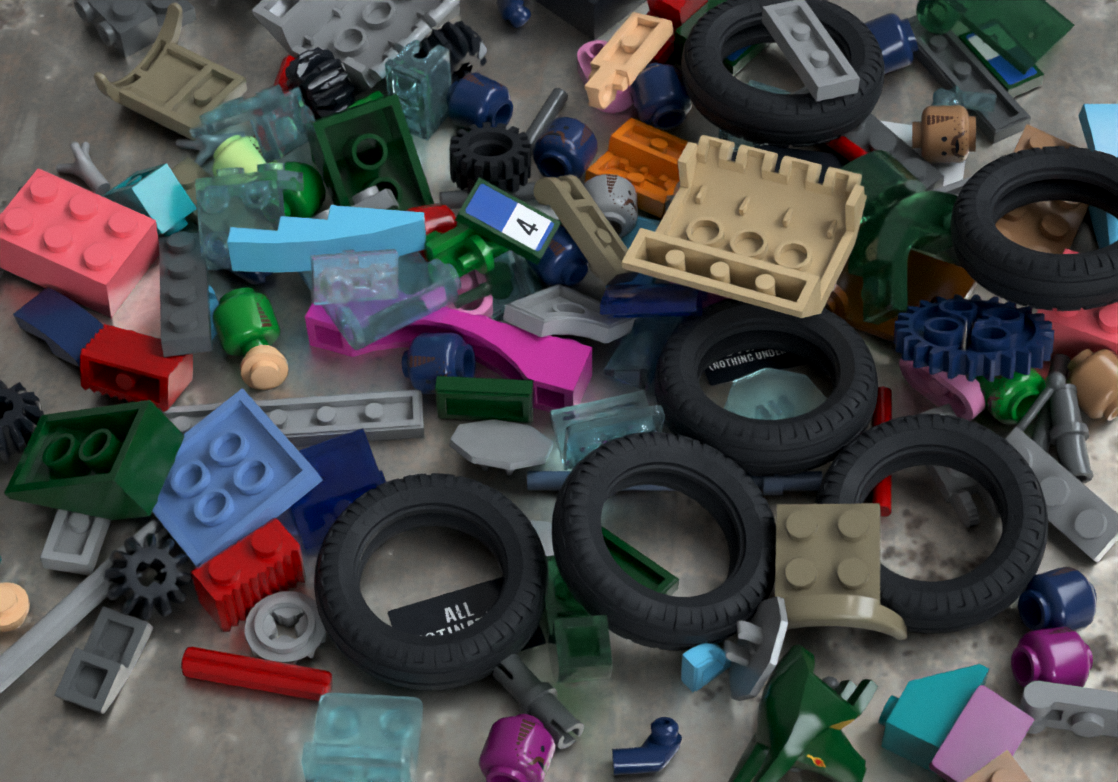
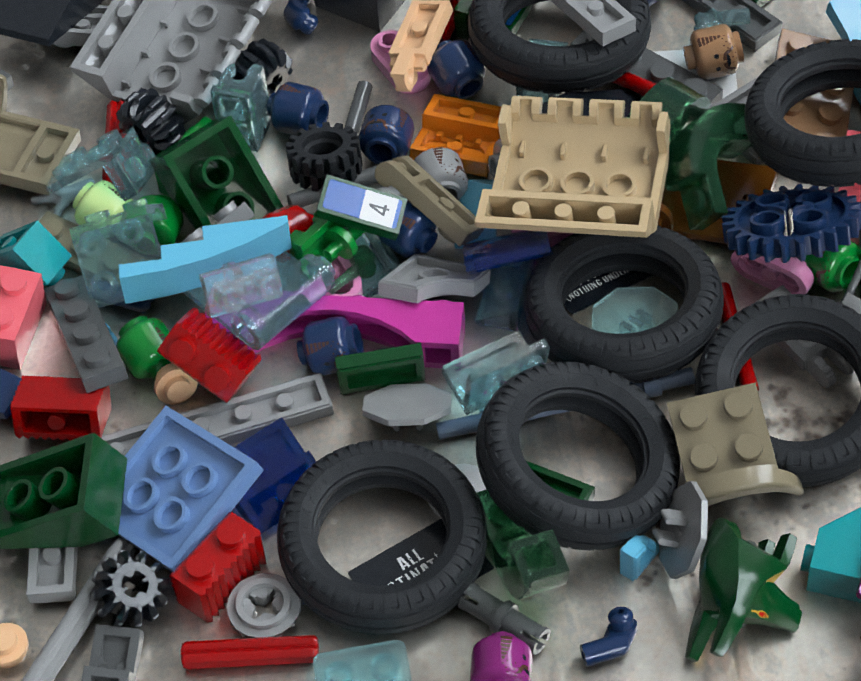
camera: 10 degrees left, 0 degrees up
(305, 344) = (209, 354): none -> red brick

